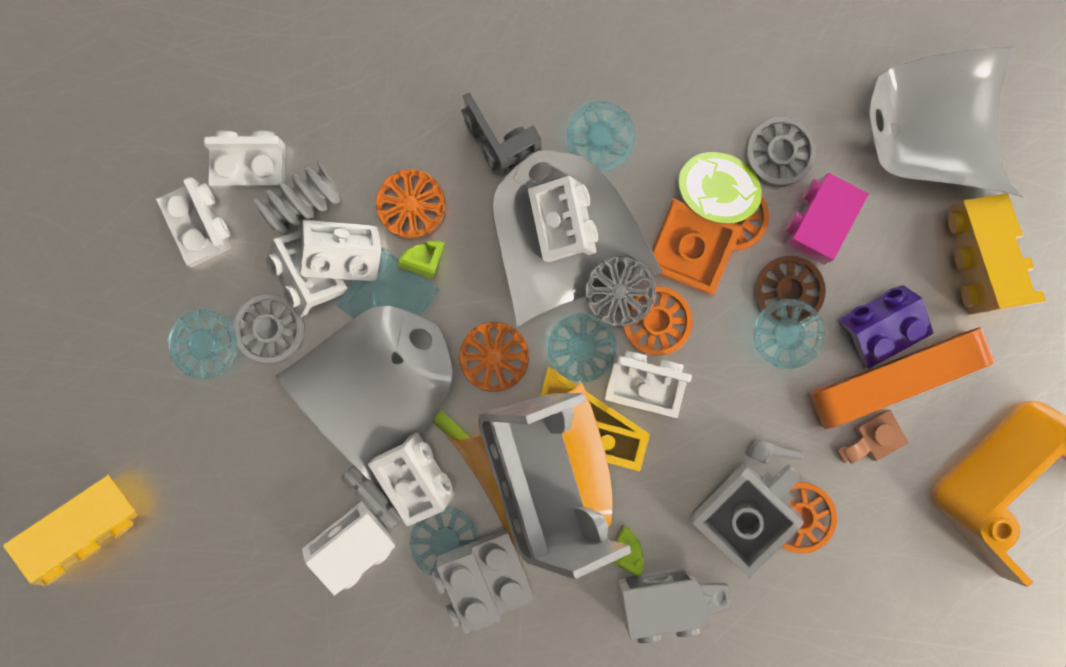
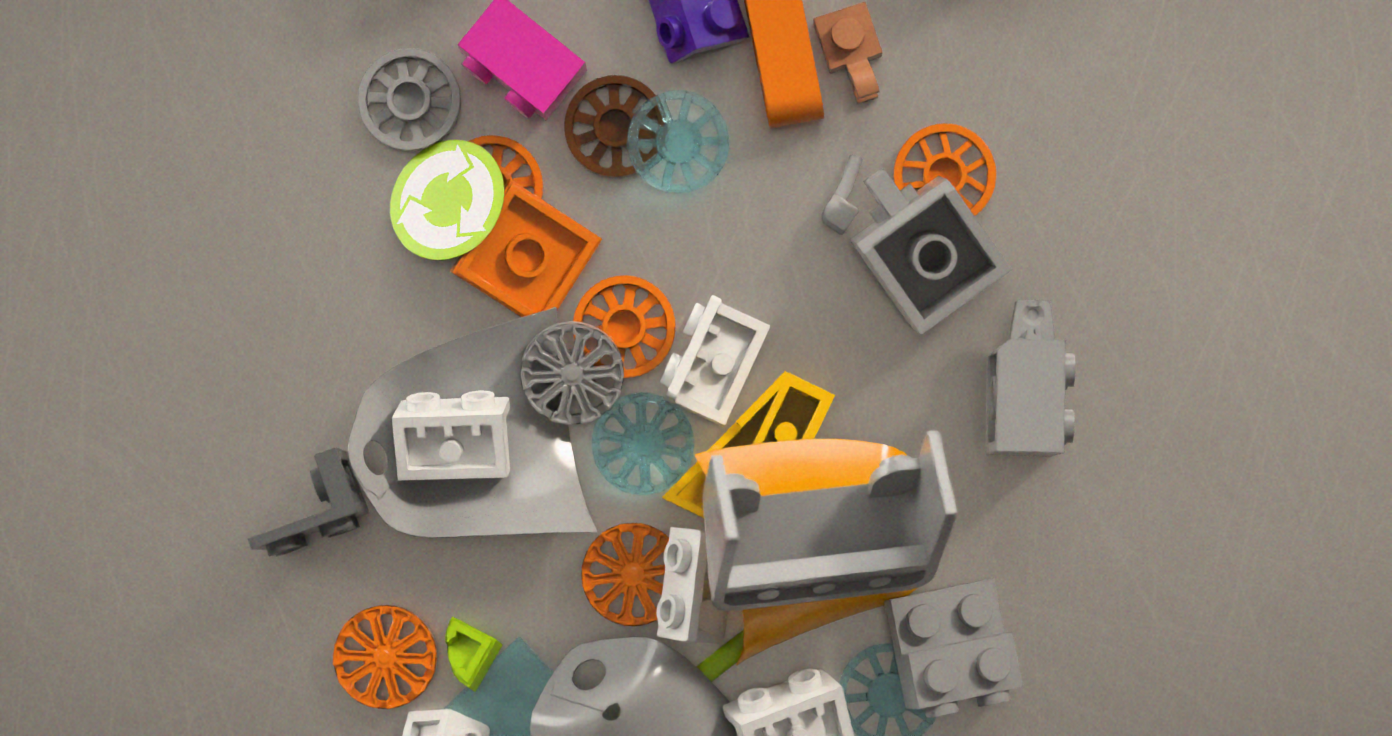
camera: 85 degrees left, 0 degrees up
(481, 395) = (686, 600): none -> white bracket
(601, 134) = (335, 357): clear light blue wheel -> none
(634, 561) = (955, 430): lime tile -> none

